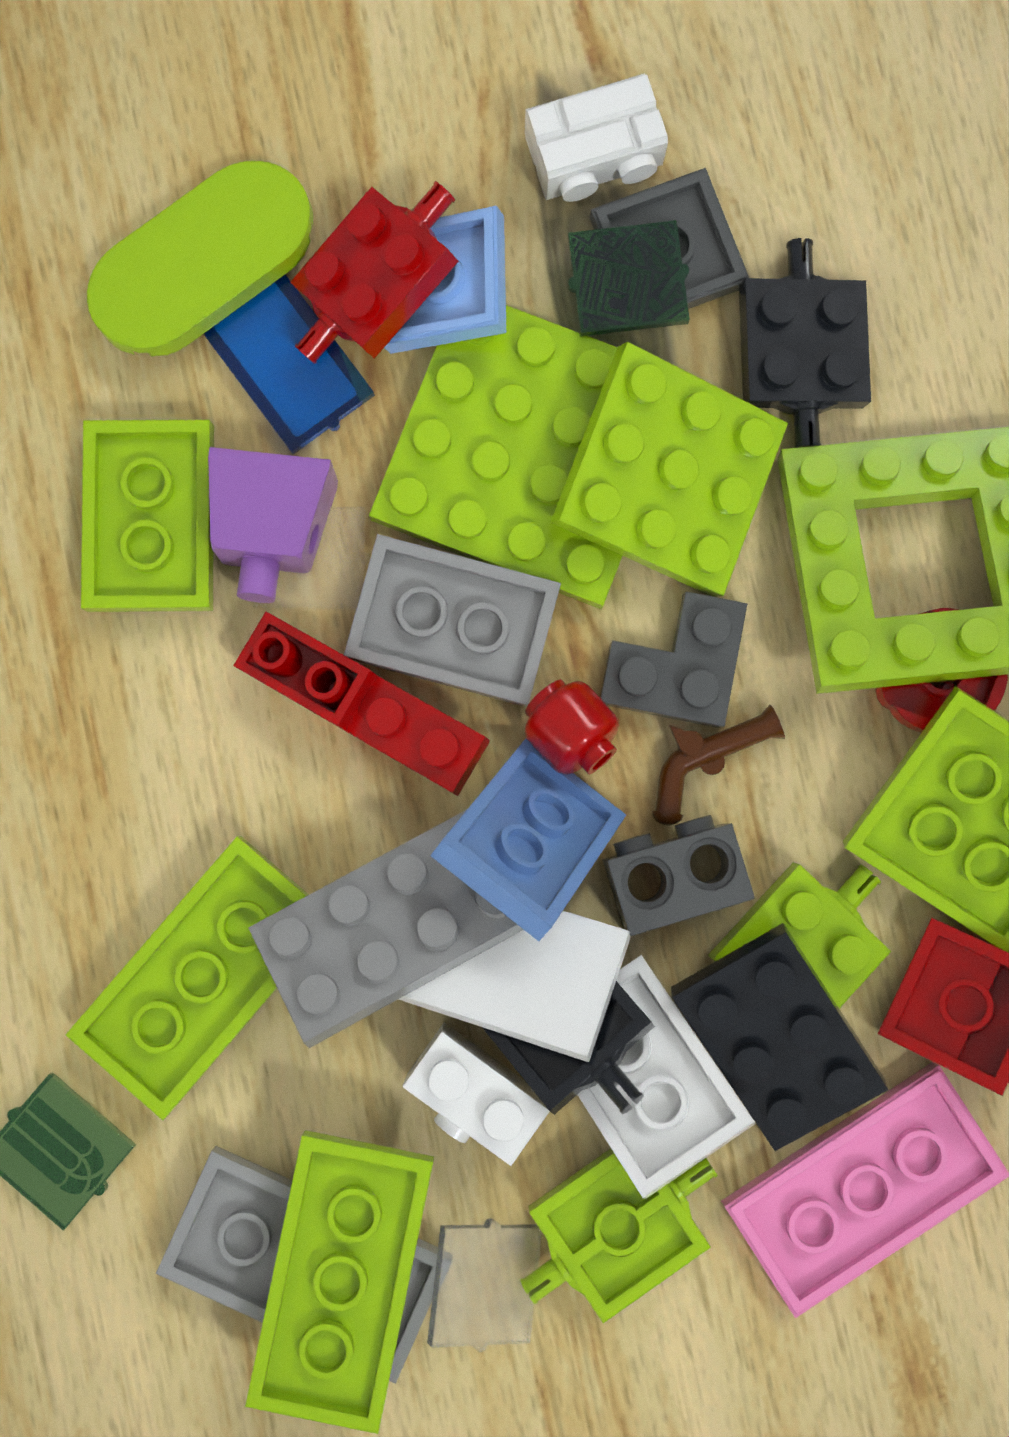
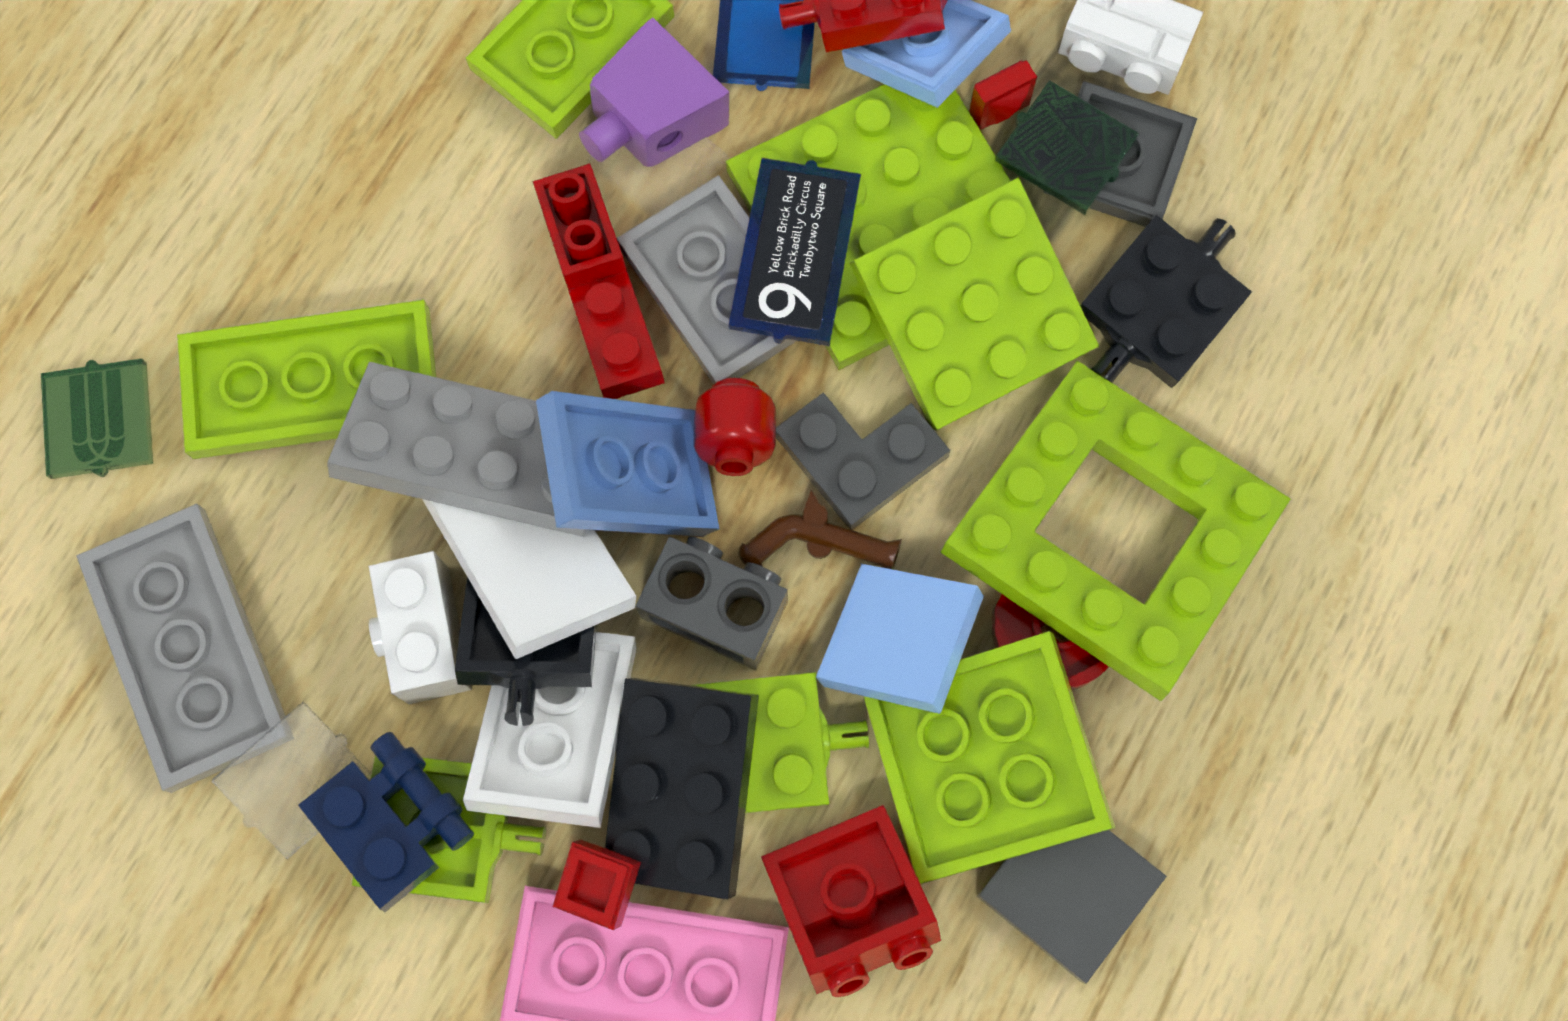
camera: 50 degrees right, 10 degrees down
(340, 1282) = (193, 671): lime plate -> none
(495, 546) = (795, 252): none -> piece
(542, 276) = (1002, 94): none -> red tile
(589, 1278) = (369, 834): none -> dark blue plate
(783, 1163) = (596, 884): none -> red tile
(842, 784) = (900, 637): none -> light blue tile

